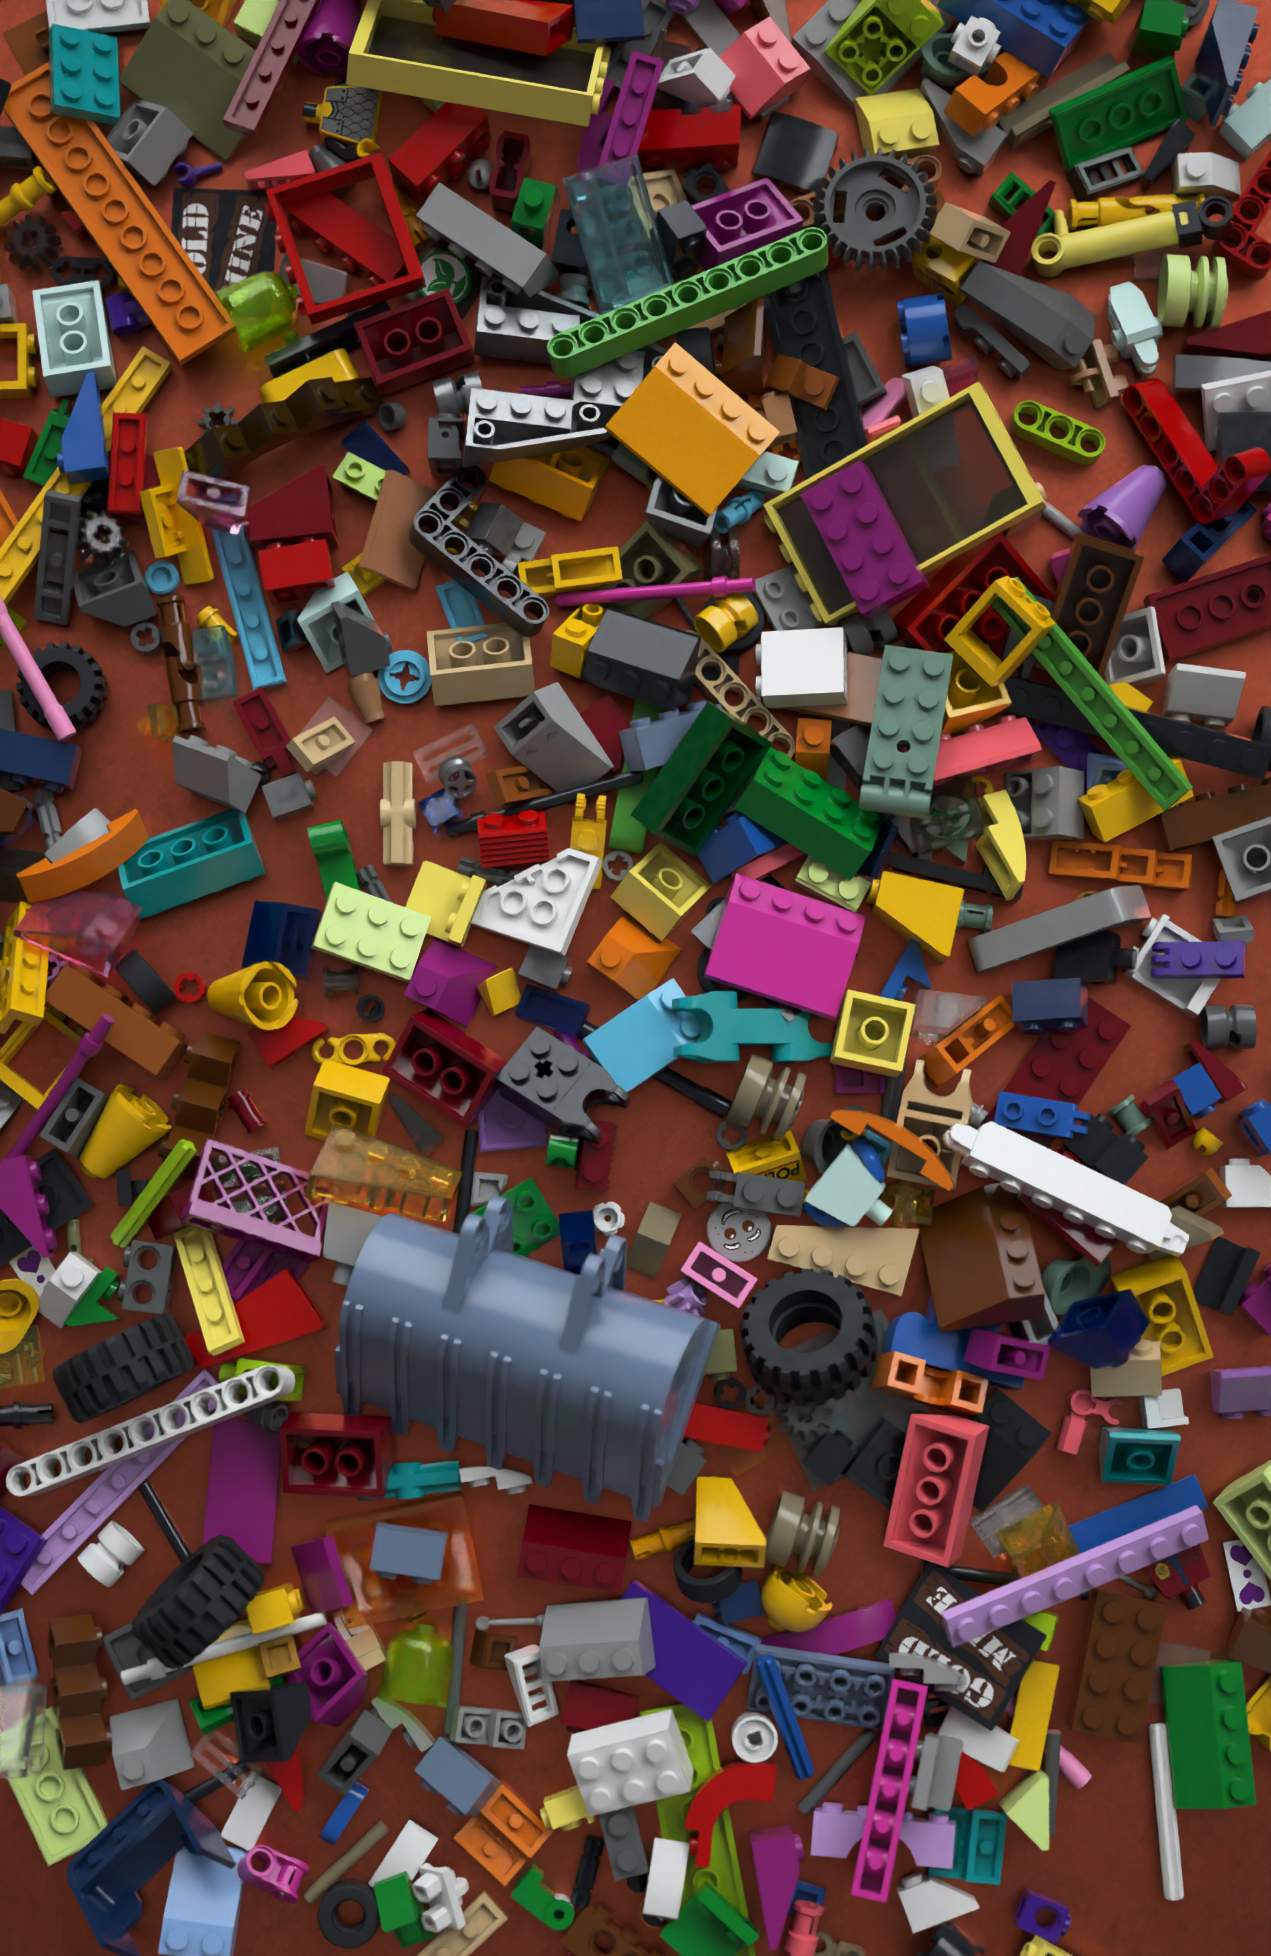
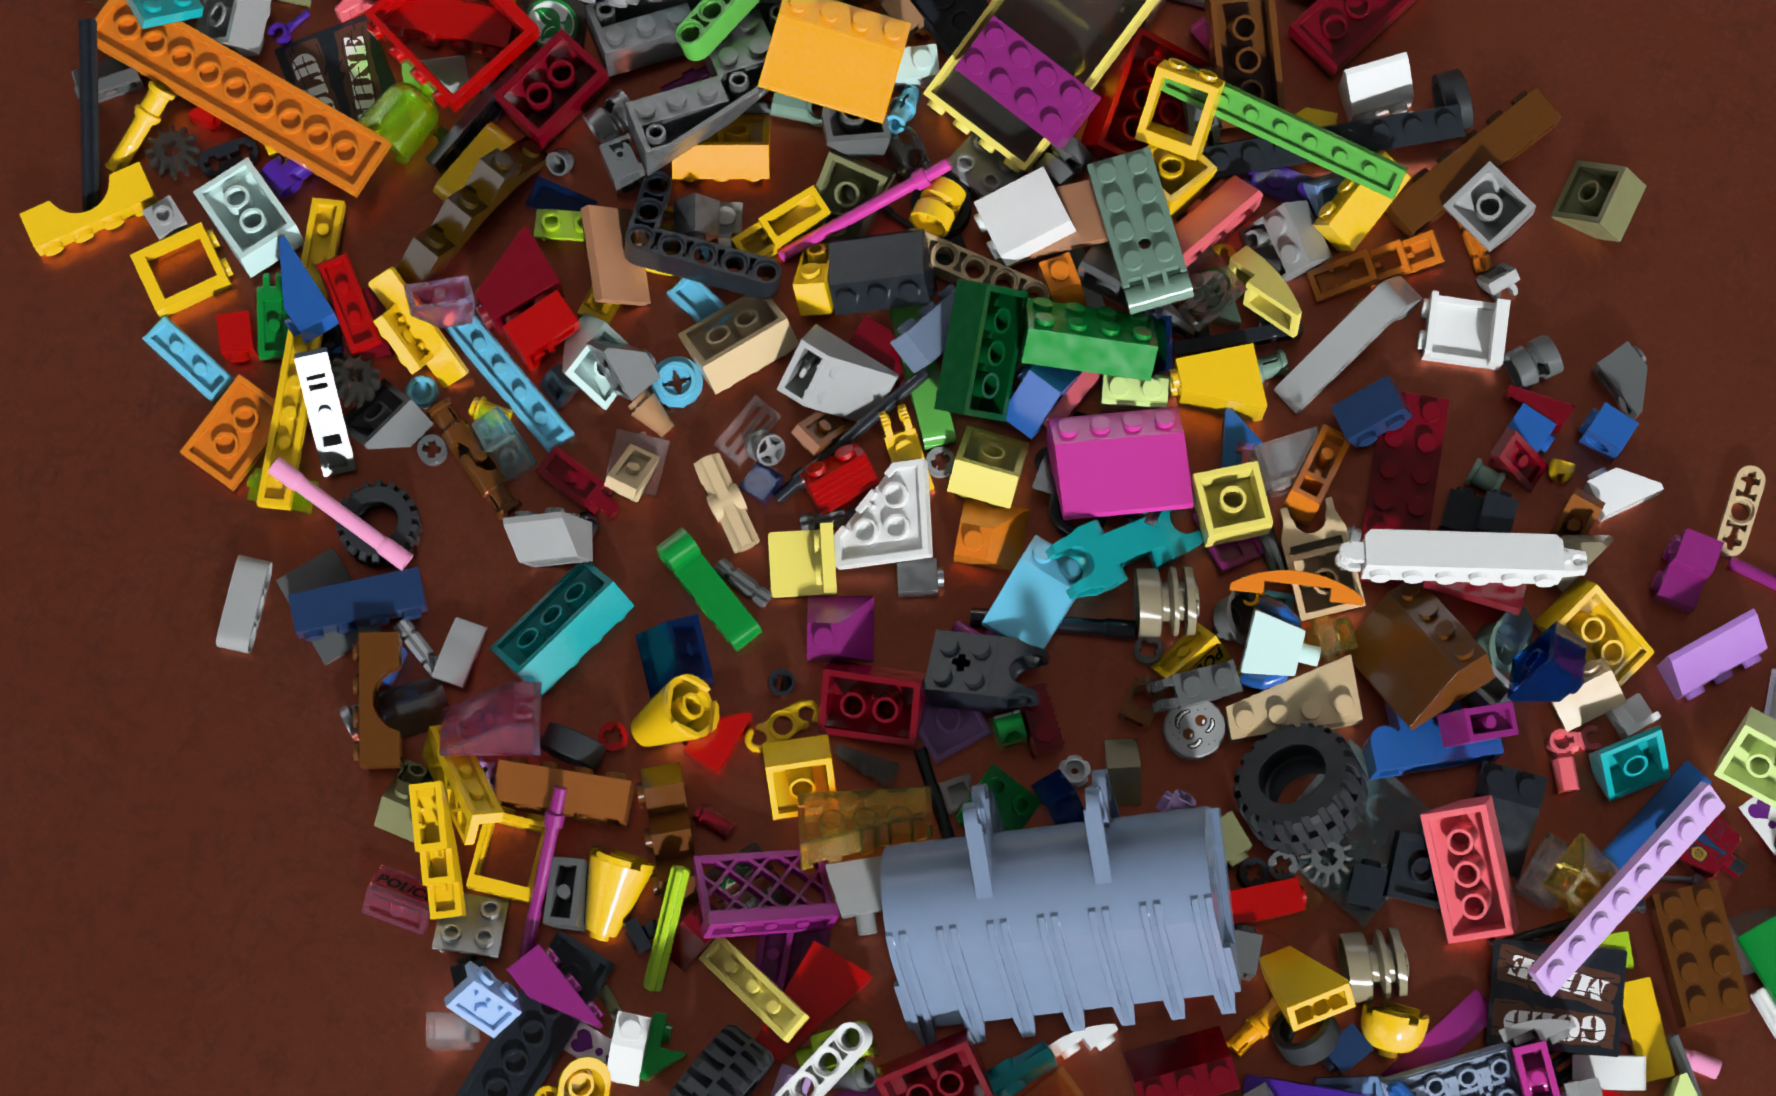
camera: 25 degrees left, 5 degrees down
(87, 863) = (472, 669): orange slope -> none
(158, 1279) = (702, 1003): dark grey brick -> none
(160, 722) = (480, 517): clear yellow tile -> none
(219, 414) = (407, 227): dark grey gear -> none
(289, 797) = (624, 530): flat silver brick -> none
(341, 981) = (744, 670): clear smoke bush -> none
(371, 932) = (752, 613): yellowish green plate -> none
(500, 992) = (889, 616): yellow slope -> none
(552, 1010) = (942, 612): clear blue tile -> none
(718, 1275) = (1195, 774): bright pink brick -> none
(945, 1390) = (1401, 786): orange arch -> none
(1039, 1116) = (1410, 509): blue hinge -> none
(1094, 959) = (1391, 355): black torso -> none
(1137, 651) = (1304, 76): white slope -> none
(1199, 960) = (1481, 315): dark purple hinge -> none
(1224, 1276) = (1631, 577): black panel -> none

